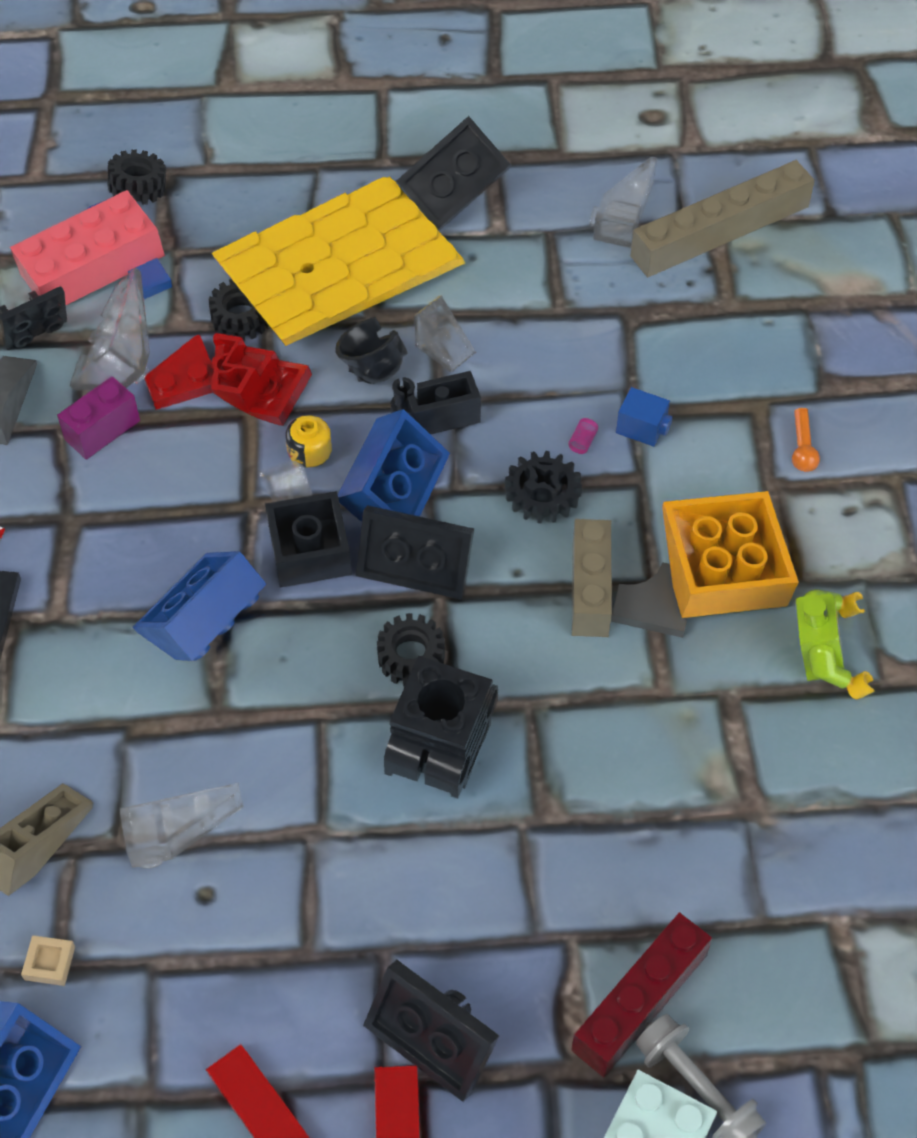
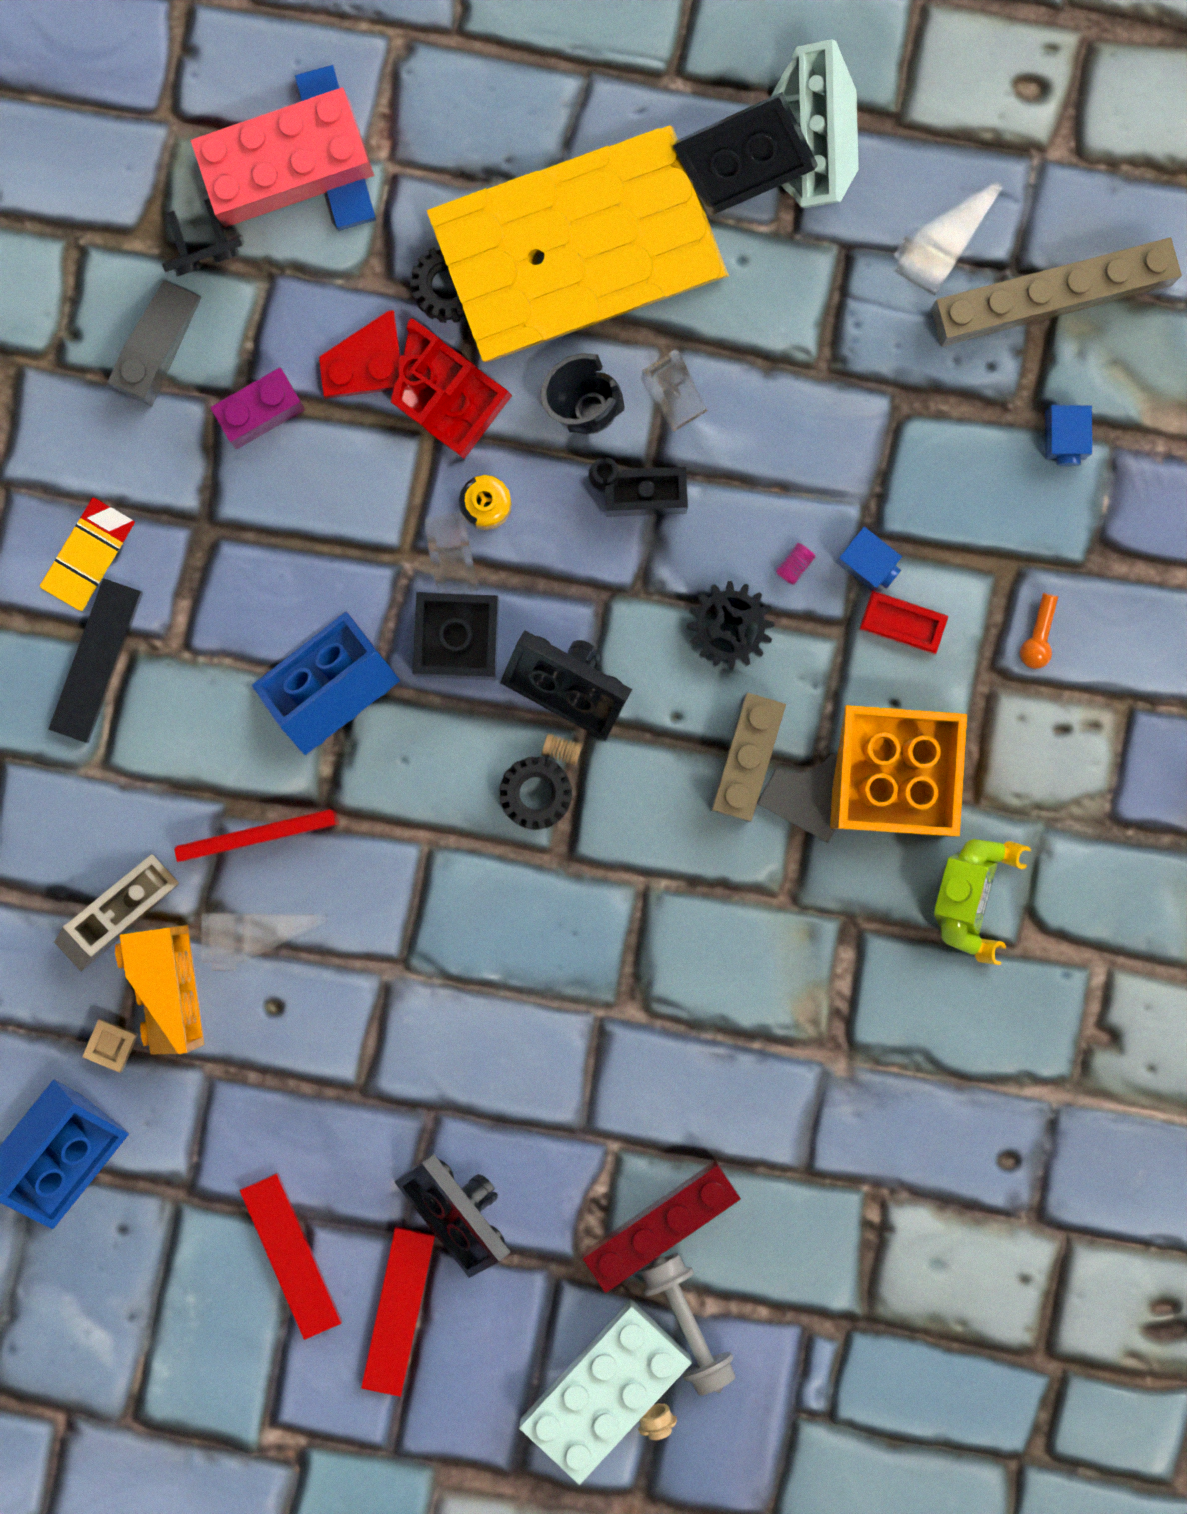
camera: 15 degrees right, 30 degrees up
(97, 892) = (164, 981): none -> light orange slope
(119, 341) = (296, 309): clear wedge -> none
(139, 174) = (367, 25): black tyre -> none
(160, 740) = (256, 835): none -> red tile
(394, 467) = (570, 566): blue slope -> none
(436, 609) = (551, 741): none -> tan piece
(440, 748) = (504, 920): black piece -> none
(510, 138) = (826, 112): none -> light aqua wedge
(688, 459) = (903, 622): none -> red tile
(770, 302) = (1068, 434): none -> blue brick

